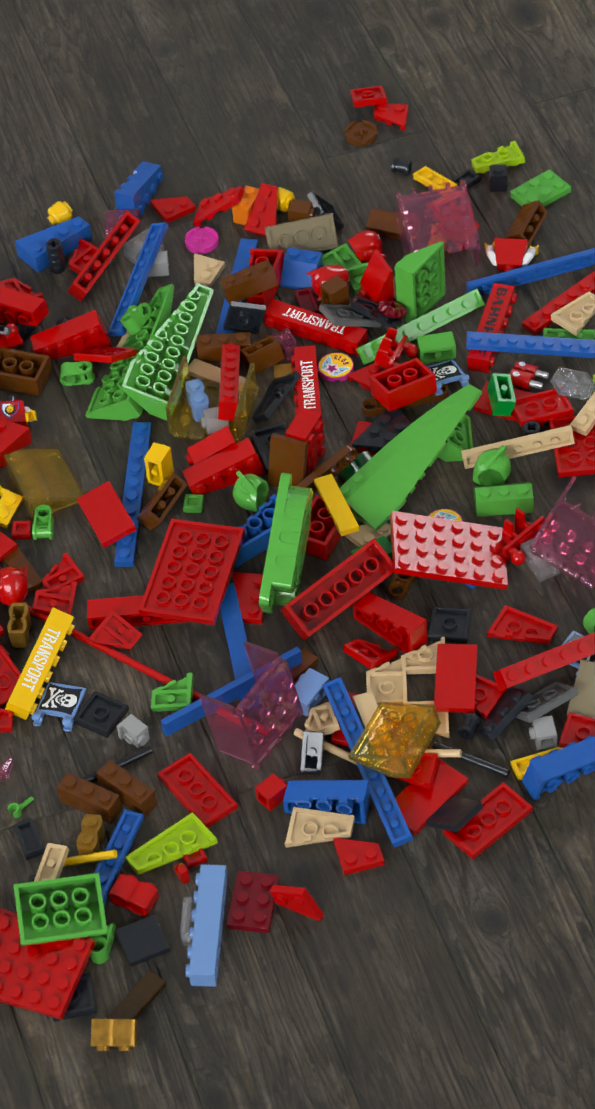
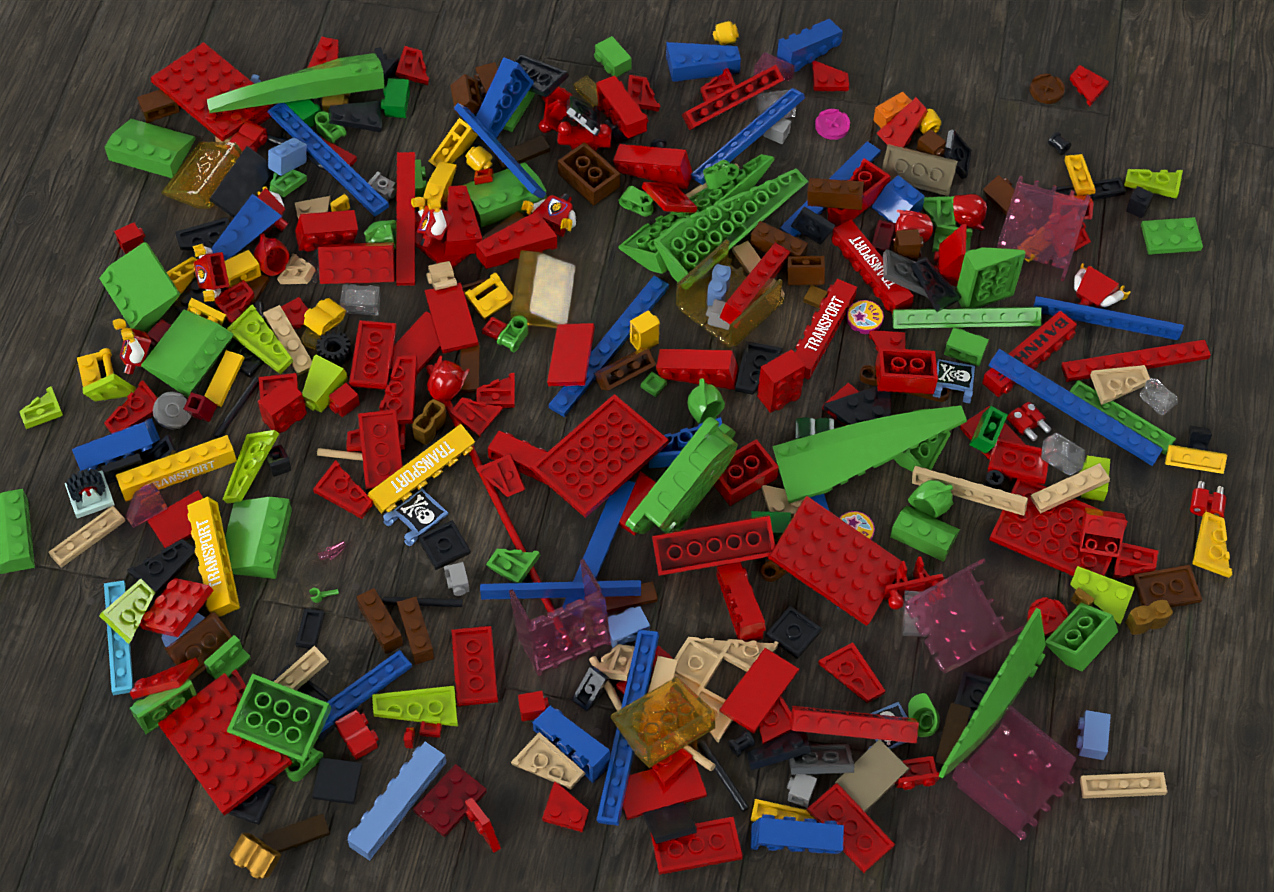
camera: 25 degrees right, 10 degrees up
(55, 256) = (692, 75): black axle -> none
(90, 857) = (342, 679): yellow bar -> none
(91, 835) = (354, 661): pearl gold brick -> none
(186, 921) = (381, 786): clear tile -> none
(207, 270) = (816, 157): tan wing -> none
(209, 446) = (698, 340): red slope -> none
(221, 201) = (866, 96): red wing -> none
(274, 396) = (789, 317): black wing -> none
(286, 342) = (835, 268): clear pink piece -> none
(287, 456) = (752, 393): reddish brown tile -> none
(325, 469) = (775, 422): reddish brown beam -> none
(336, 505) = (765, 460): yellow tile -> none
(368, 96) = (1077, 54): red tile -> none
(369, 653) = (703, 620): red wing -> none
(391, 351) = (920, 330): red piece -> none
(392, 309) = (941, 285): dark red gear -> none
(527, 222) = (1133, 264): reddish brown brick -> none

